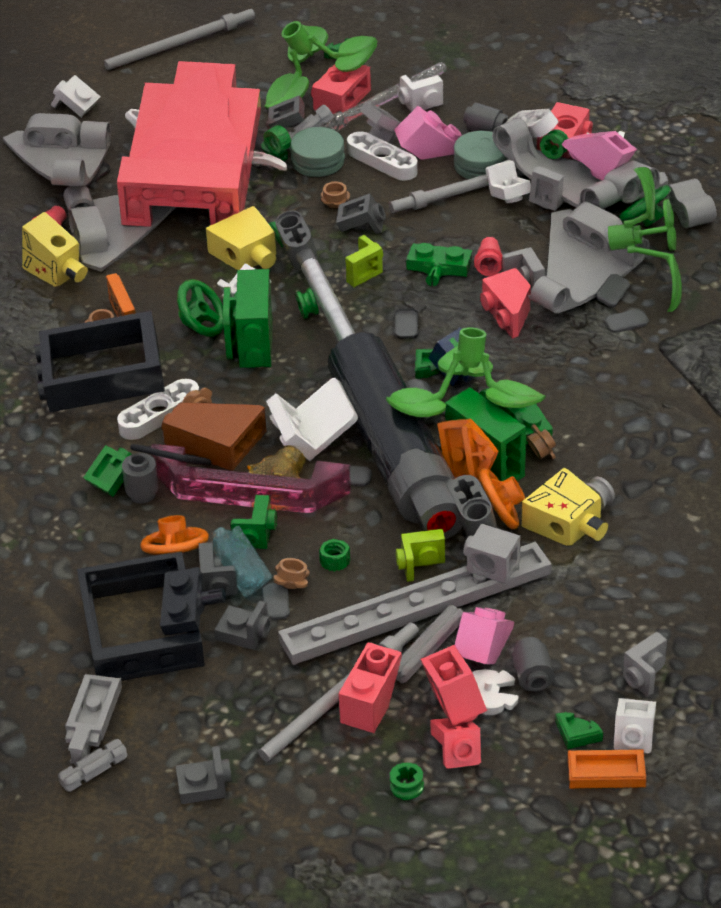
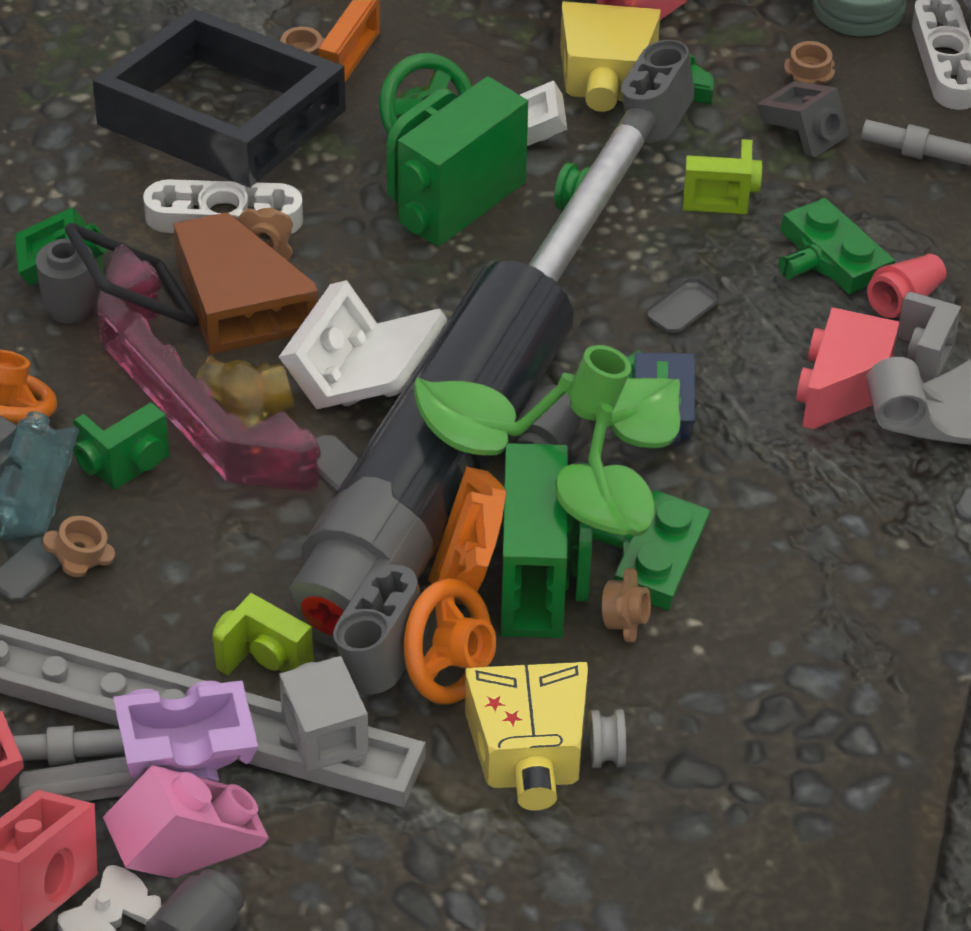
camera: 40 degrees right, 5 degrees up
(334, 562) = (171, 575): green axle -> none
(450, 594) = (187, 733): none -> lavender cylinder

